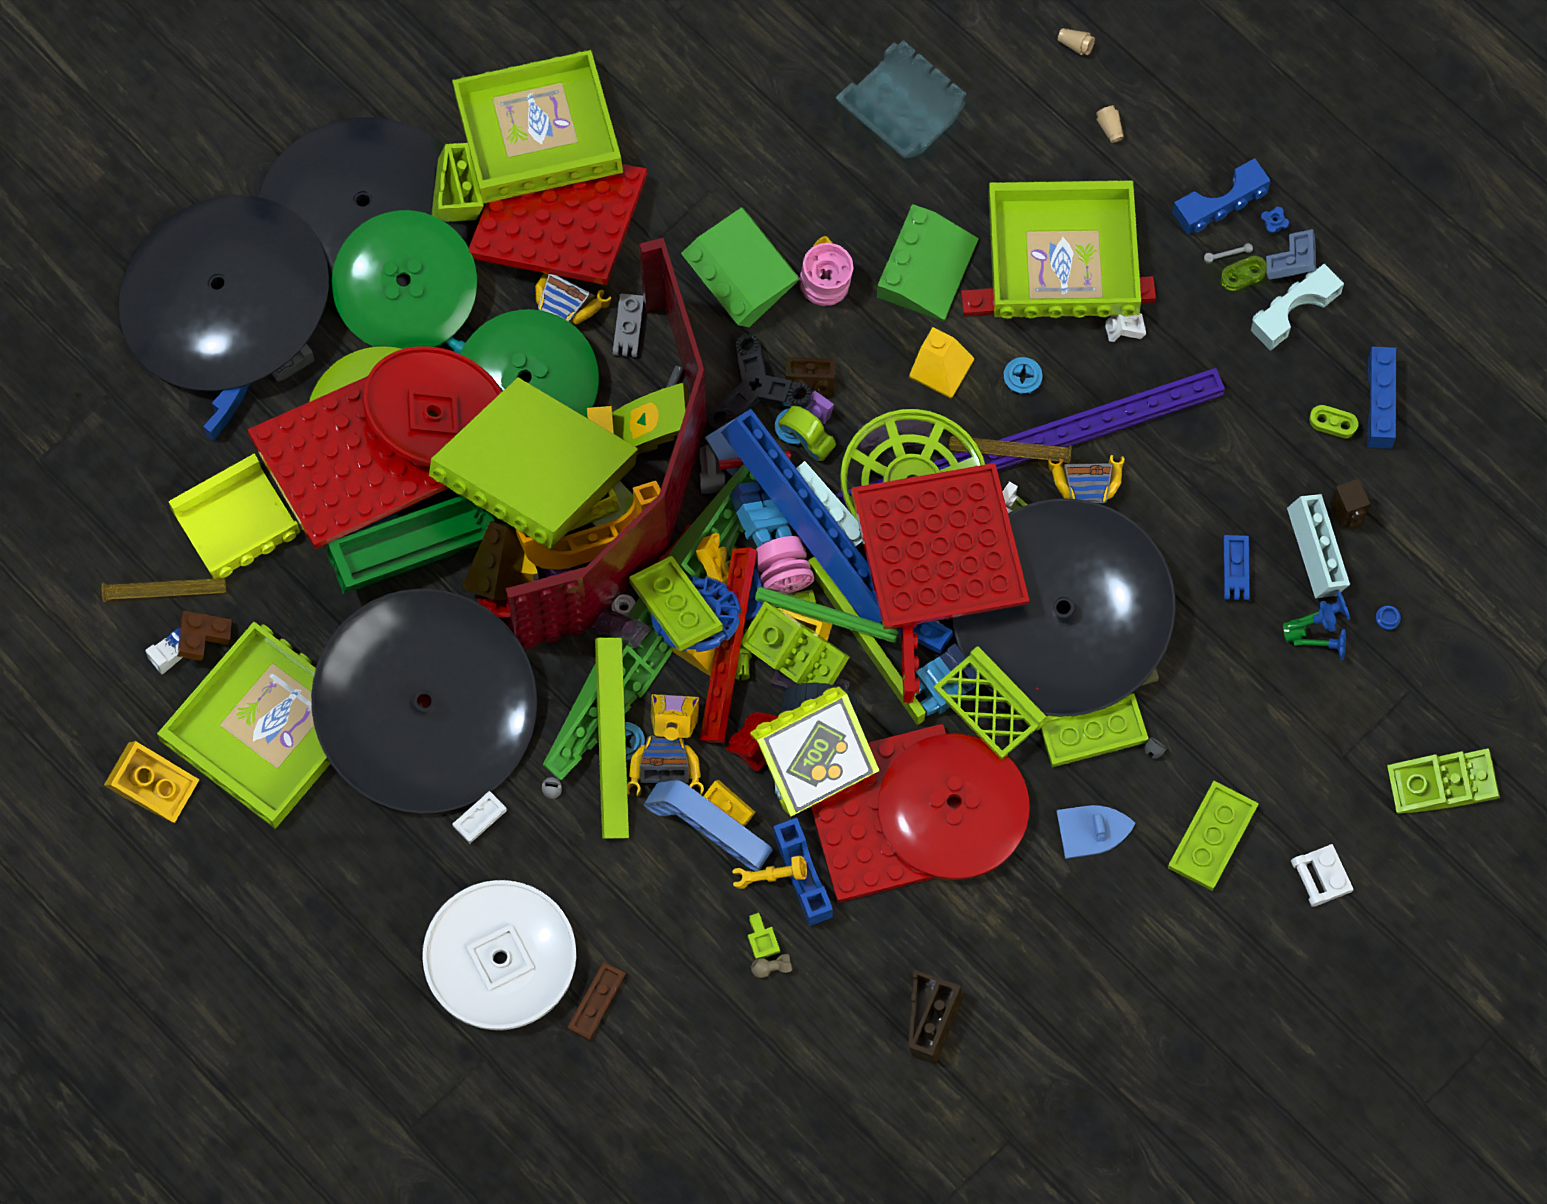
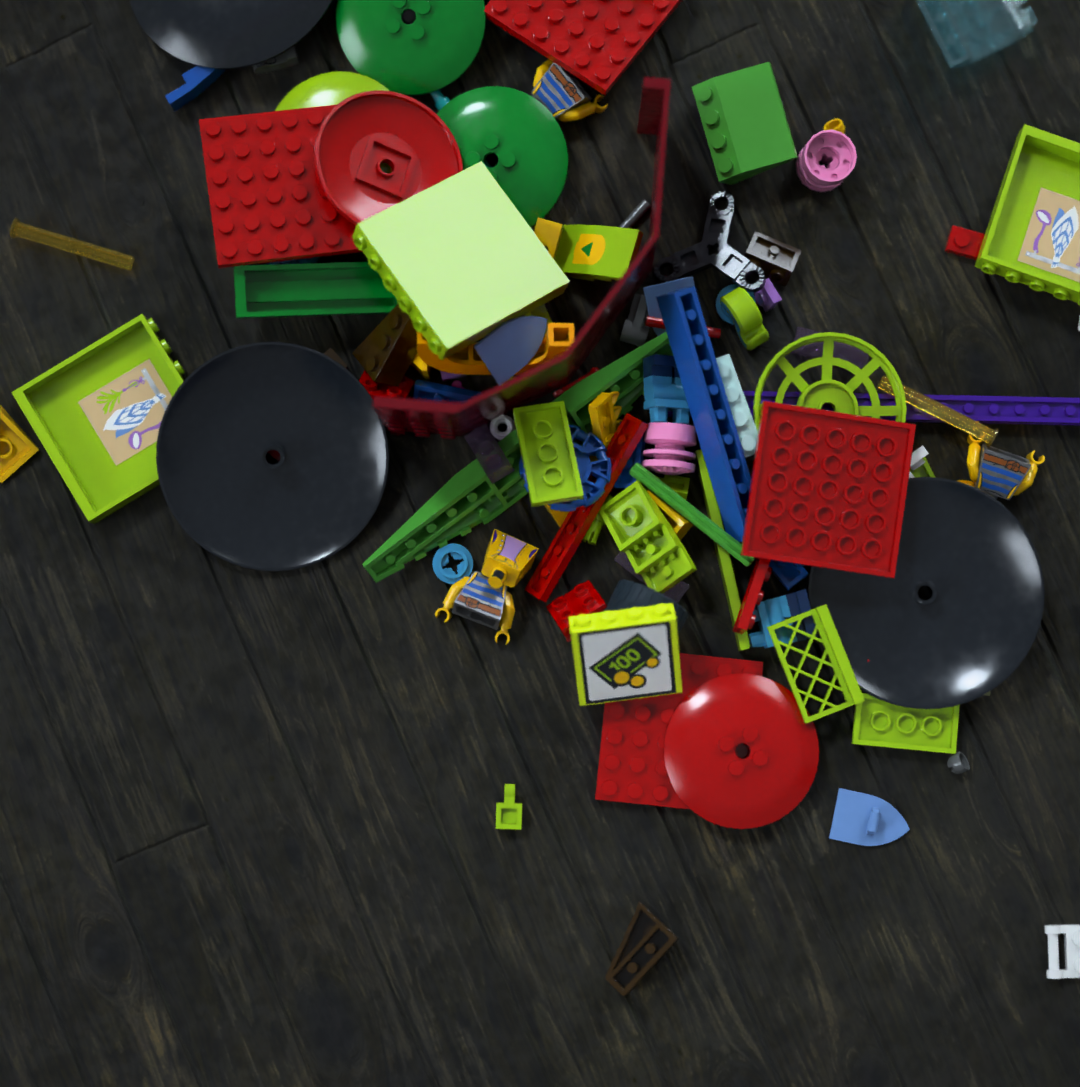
camera: 25 degrees right, 15 degrees up
(164, 654) = (56, 310): white leg -> none
(197, 629) = (88, 299): reddish brown plate -> none
(234, 517) = (161, 198): neon yellow panel -> none
(479, 817) = (287, 587): white plate -> none
(494, 920) = (217, 743): white dish -> none
(551, 792) = (363, 587): light grey hinge -> none
(596, 1001) = (331, 810): reddish brown tile -> none
(606, 518) = (511, 346): none -> medium blue shield
(611, 738) = (439, 560): lime tile -> none
(628, 324) = (614, 139): light grey hinge -> none
(681, 800) = (499, 680): medium blue beam -> none
(729, 803) = (524, 668): yellow plate -> none
(762, 967) = (498, 838): dark tan arm -> none
(797, 869) = (566, 759): yellow piece -> none
(809, 890) = (571, 761): blue arch -> none
(927, 264) = (929, 184): bright green slope -> none
(941, 363) = (903, 294): yellow slope -> none
(1015, 368) = (990, 333): dark azure gear -> none
(1213, 835) = (979, 872): lime plate -> none

